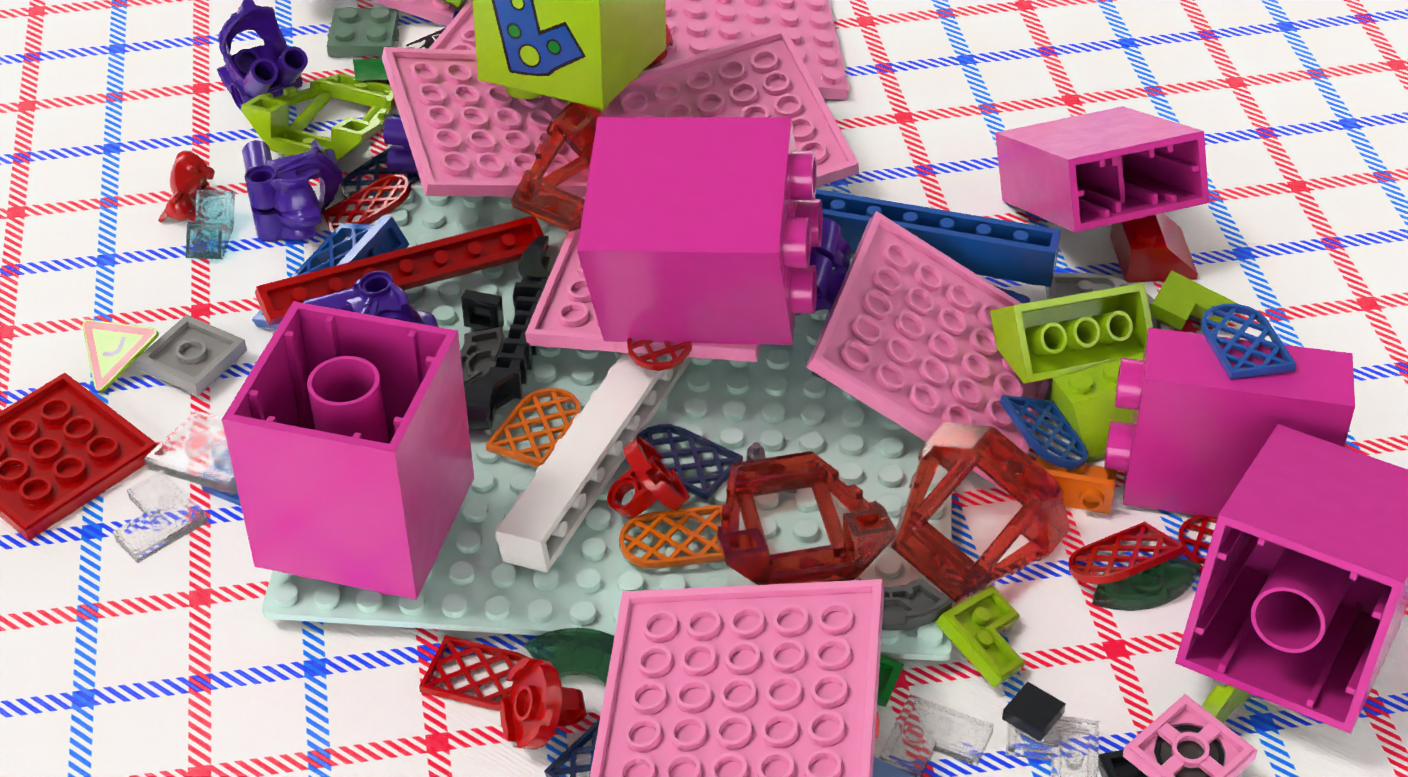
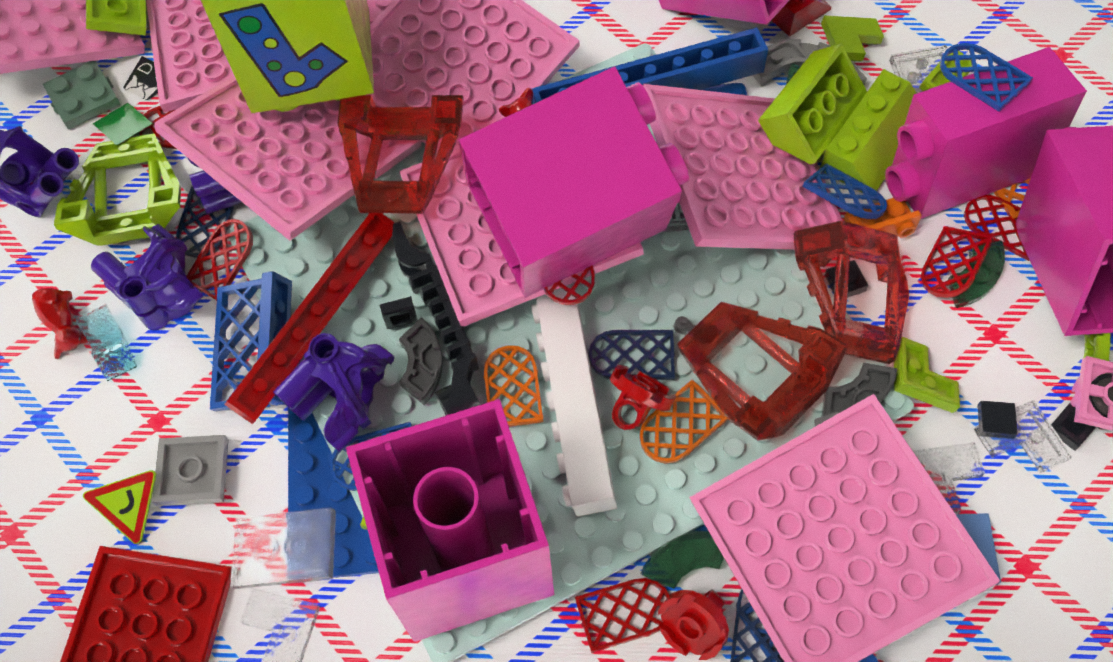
camera: 30 degrees left, 20 degrees up
(983, 516) = (856, 281): none -> black plate

